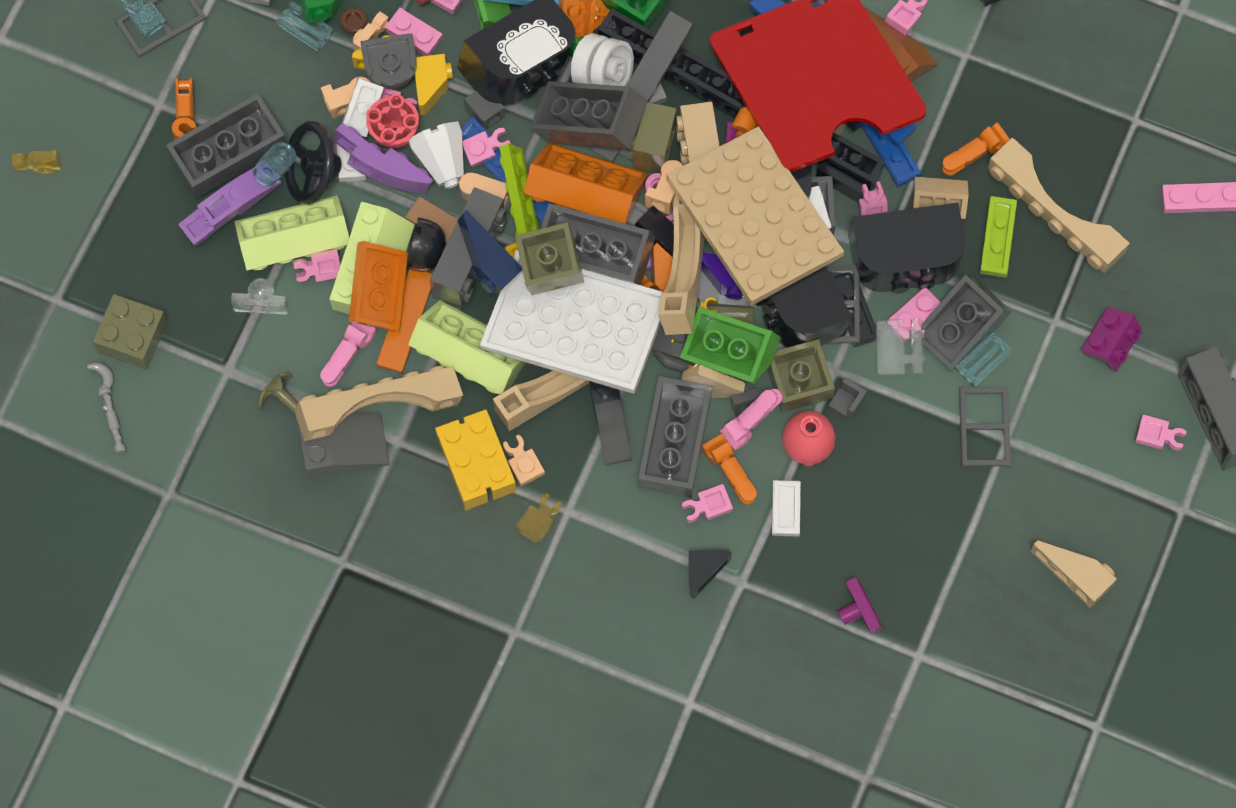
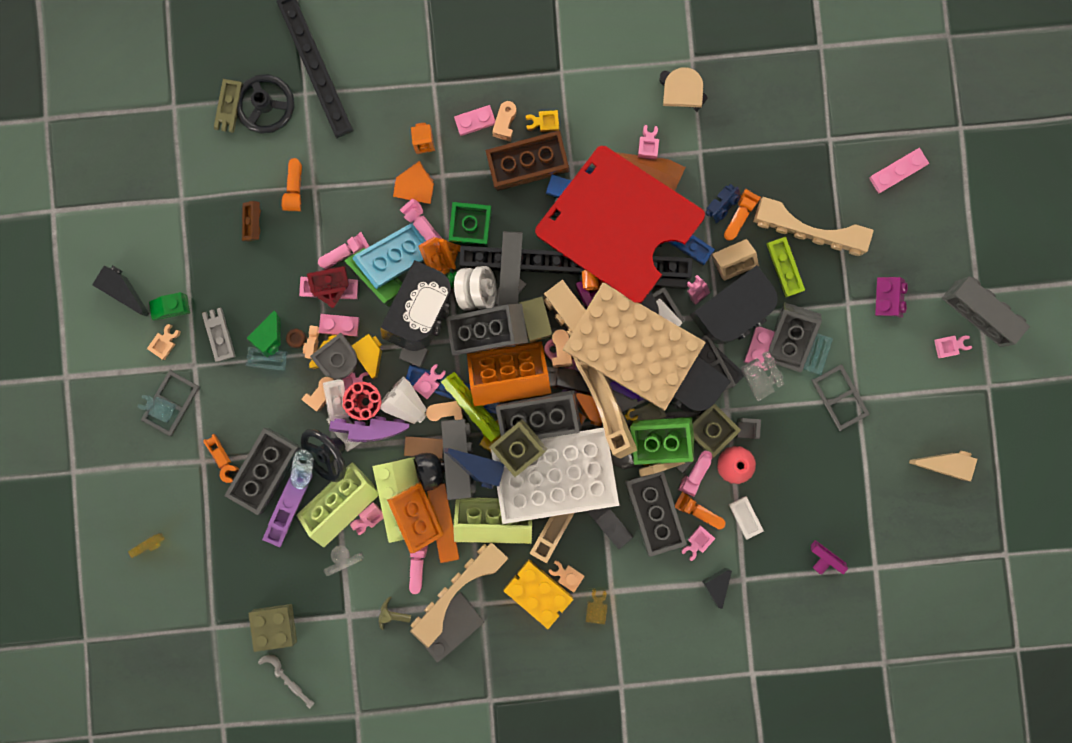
camera: 25 degrees left, 15 degrees up
(970, 124) = (729, 196): none -> dark blue hinge

